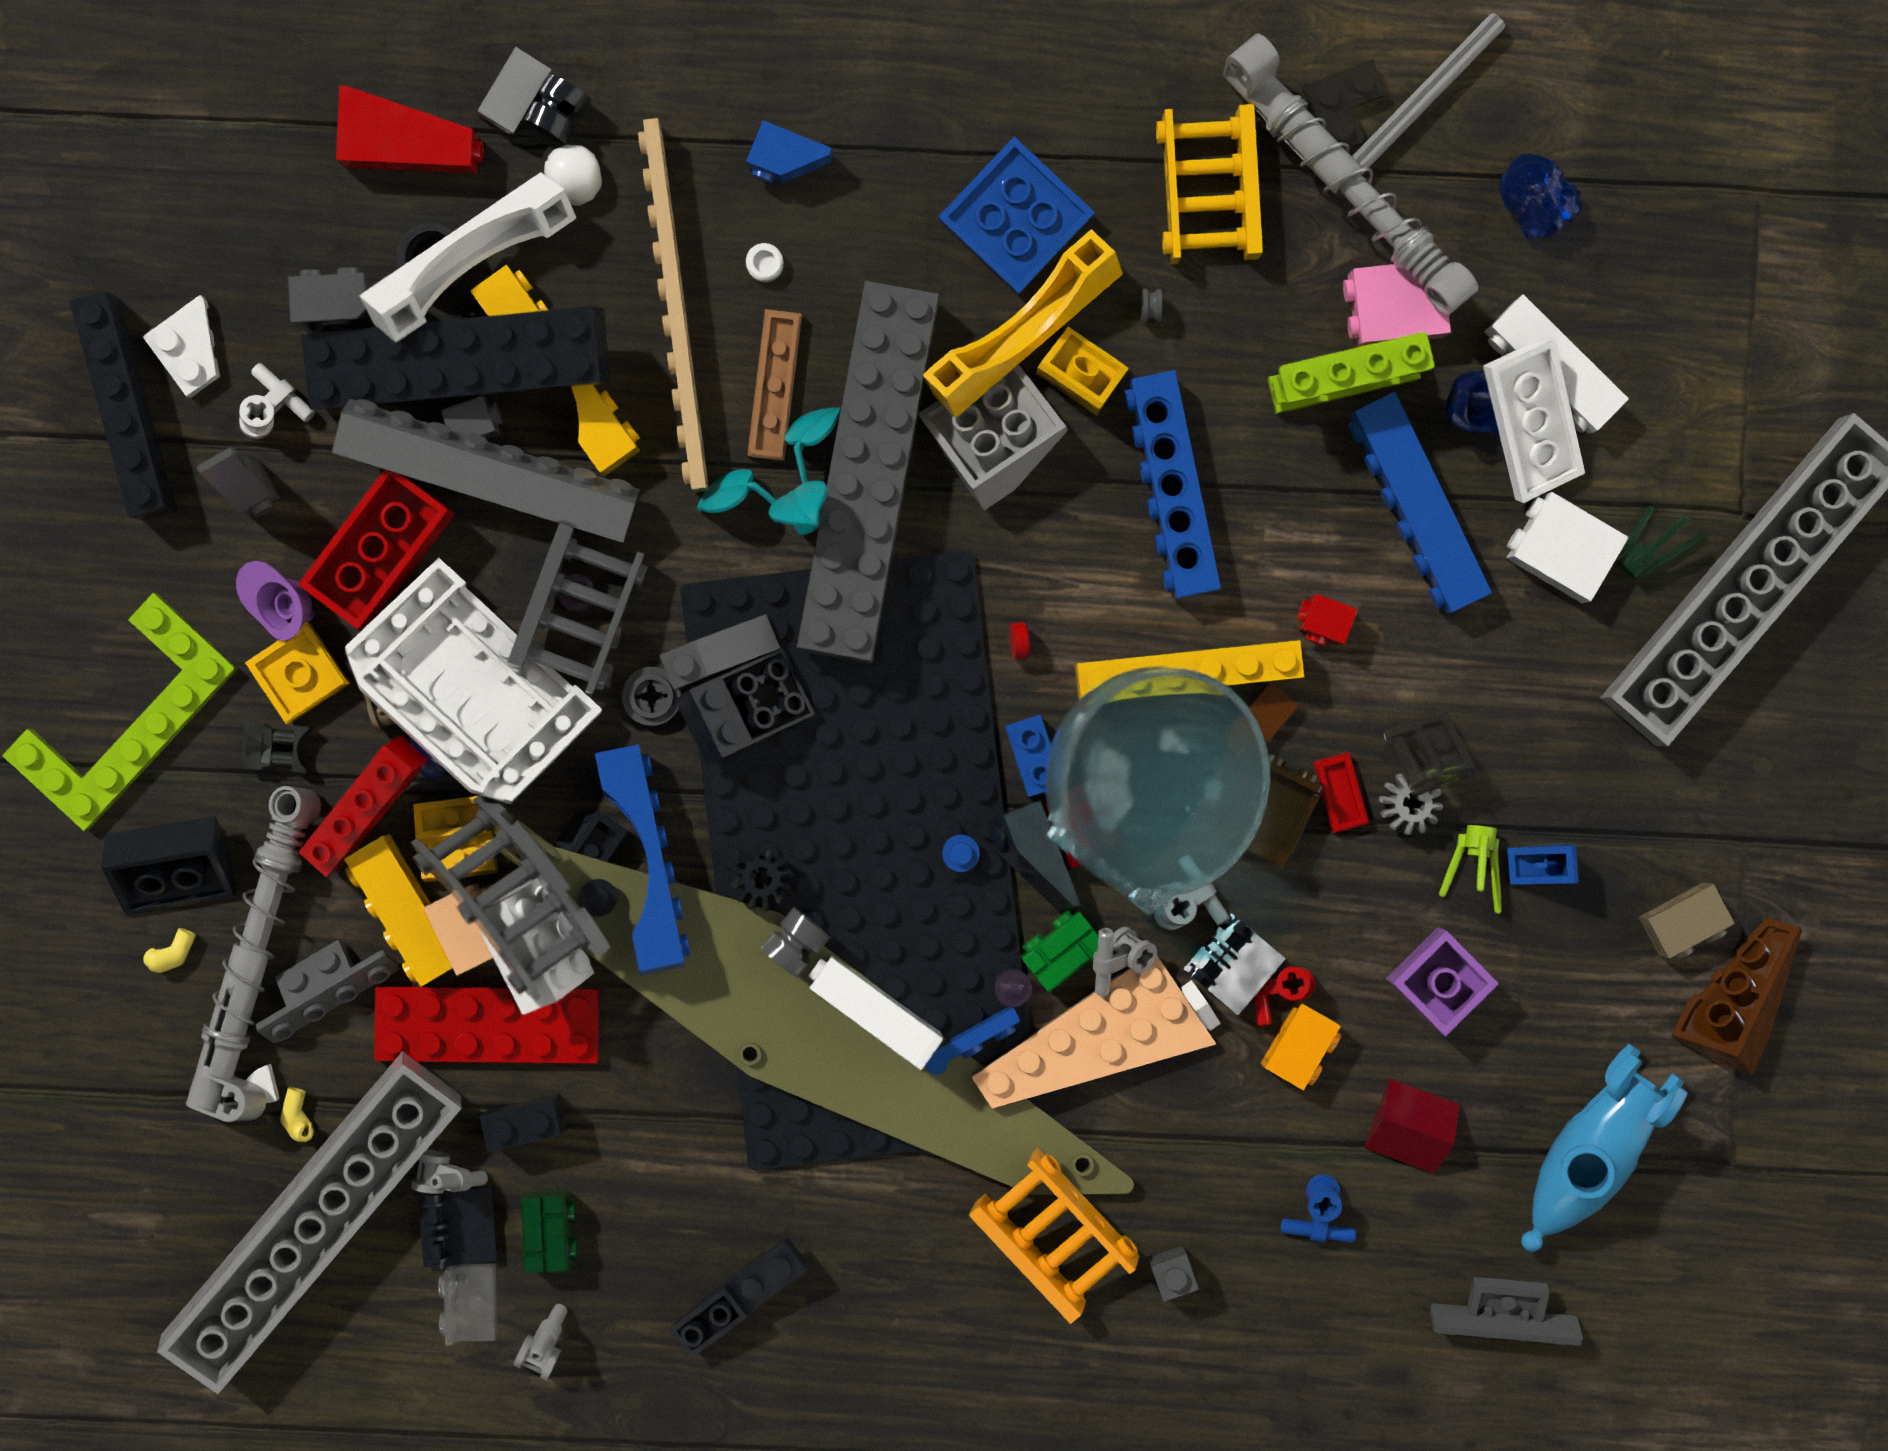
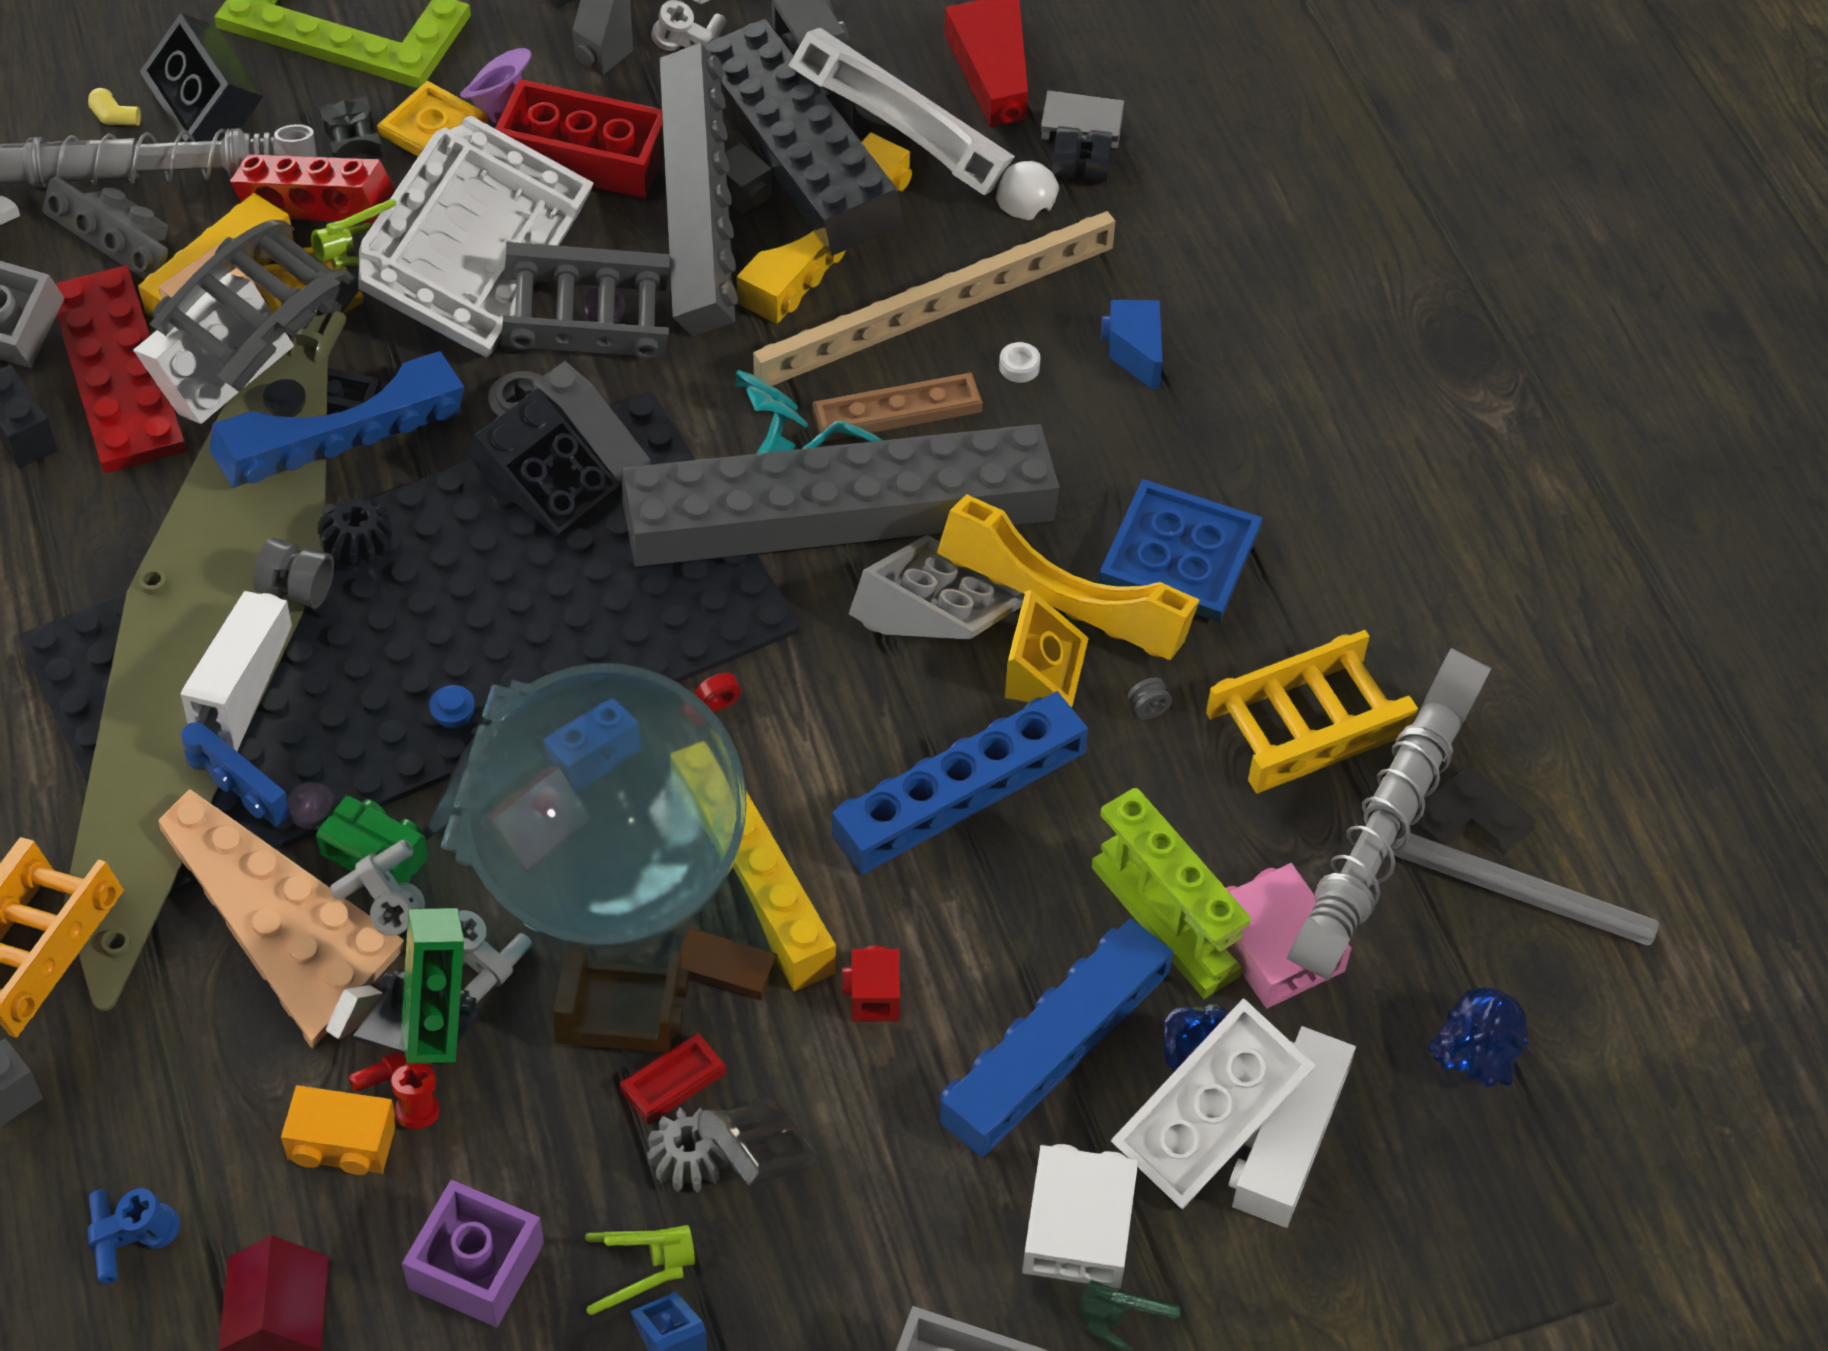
camera: 65 degrees right, 35 degrees down
(450, 810) = (336, 239): none -> lime plant
(1249, 952) = (432, 985): none -> green brick

